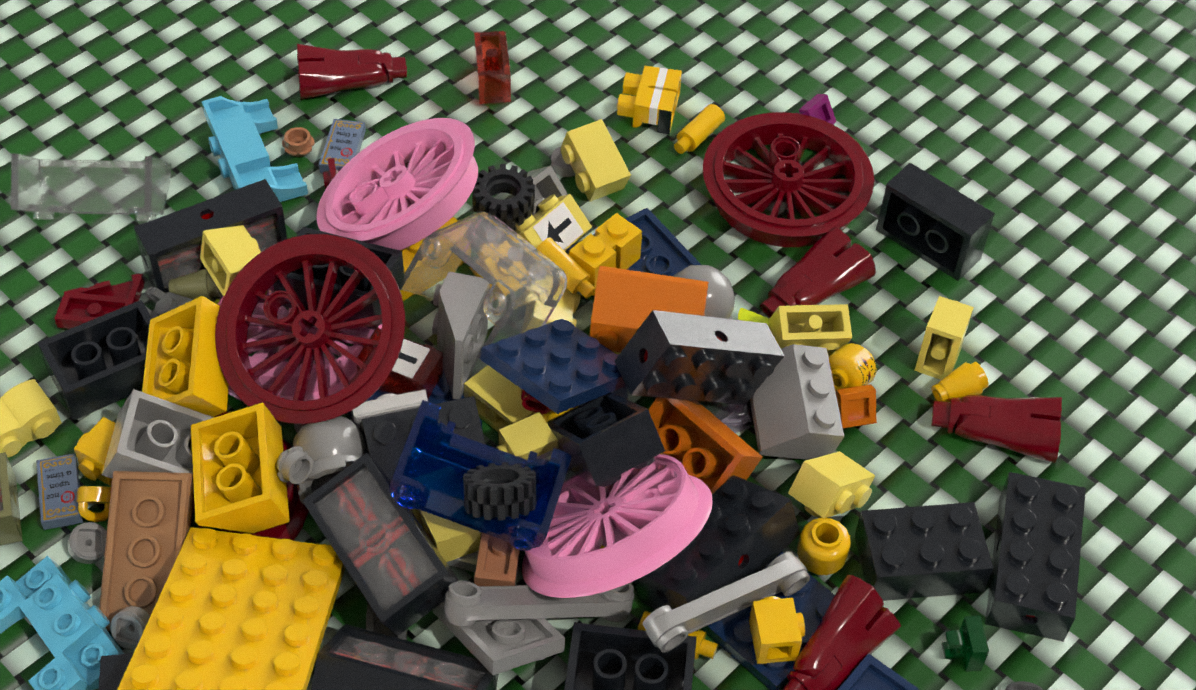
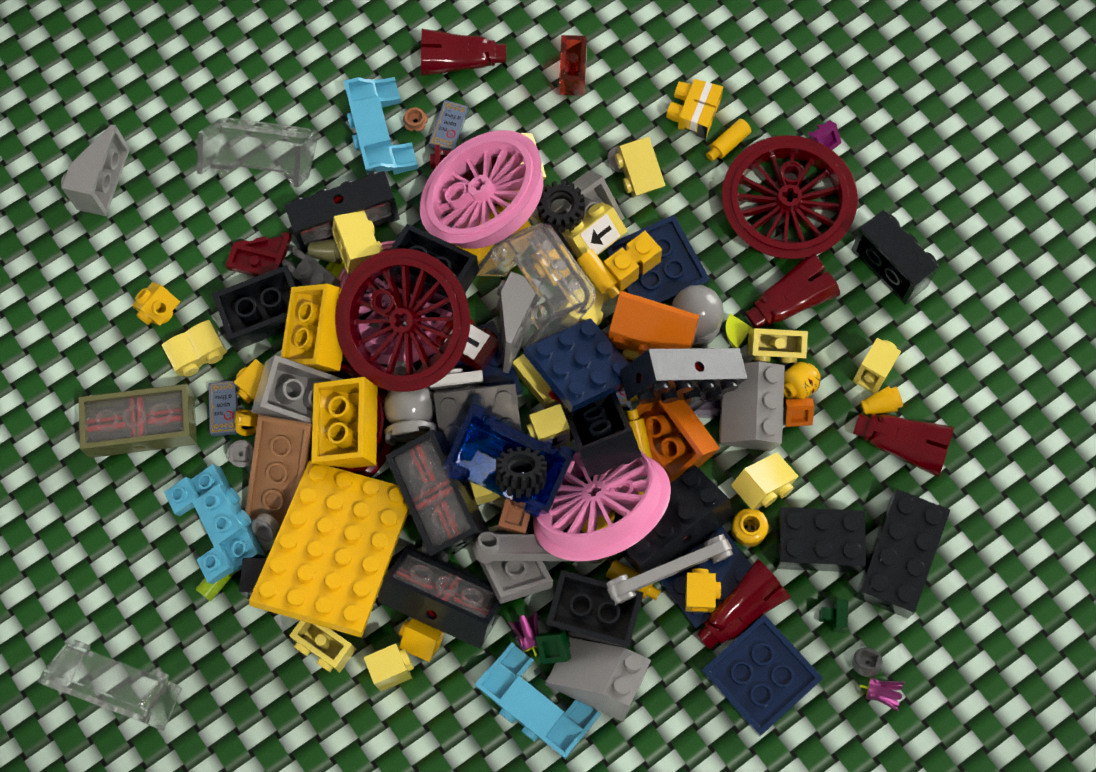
camera: 15 degrees right, 20 degrees up
(294, 465) = (382, 426): light grey plate -> none

